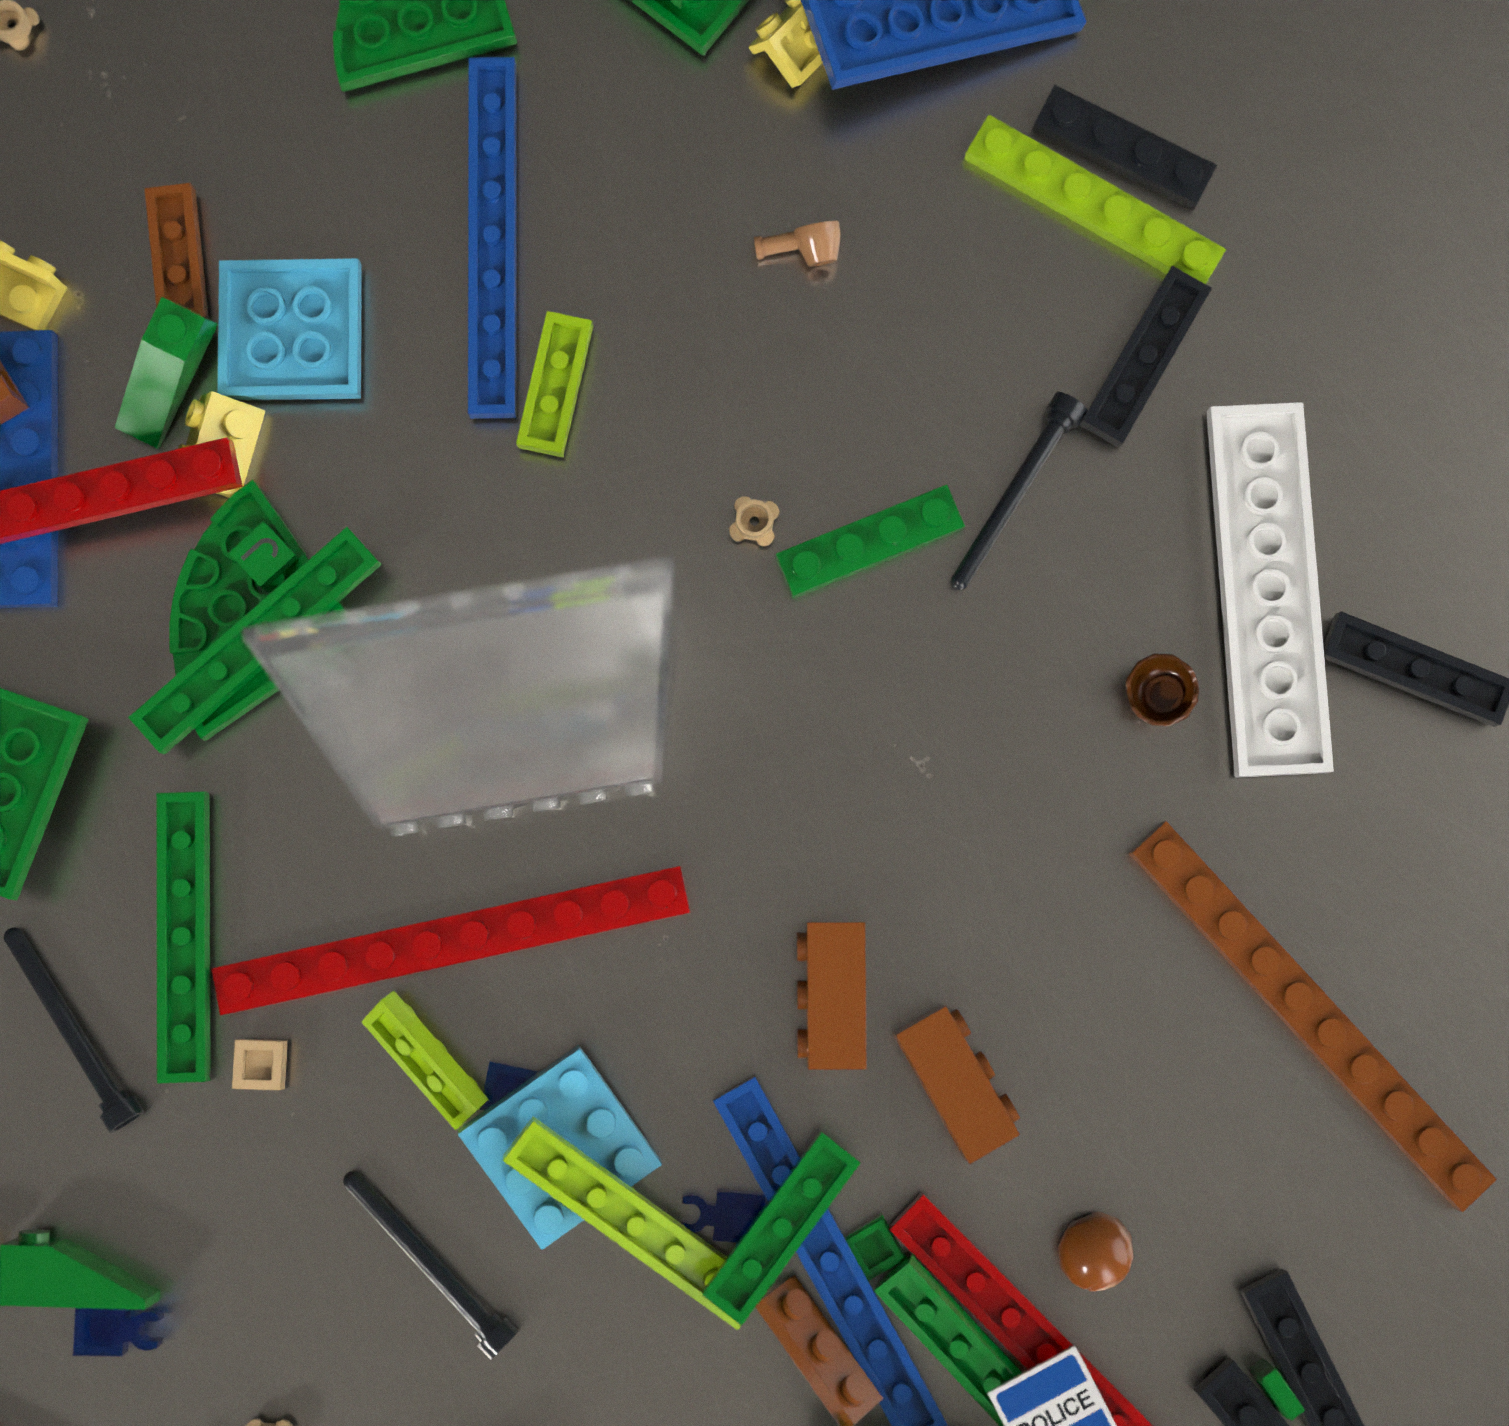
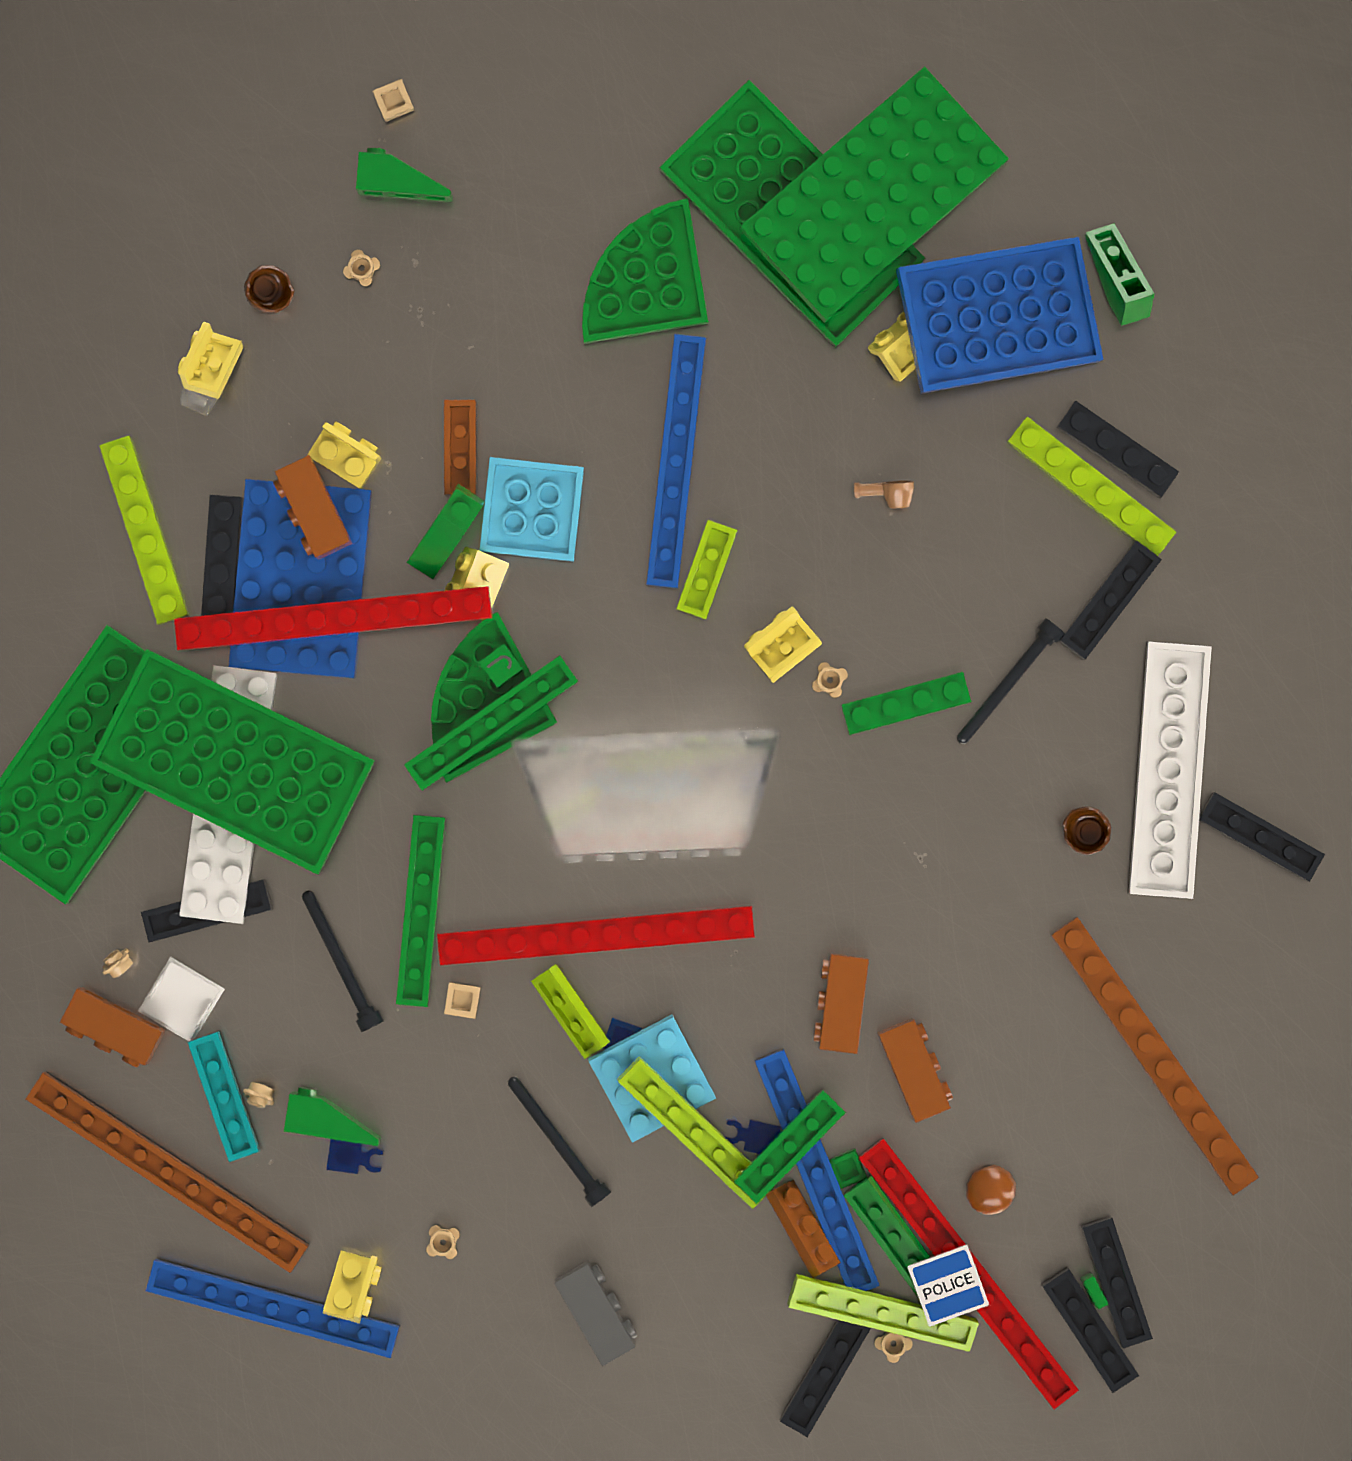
camera: 10 degrees right, 5 degrees up
(677, 475) = (782, 644): none -> light yellow bracket

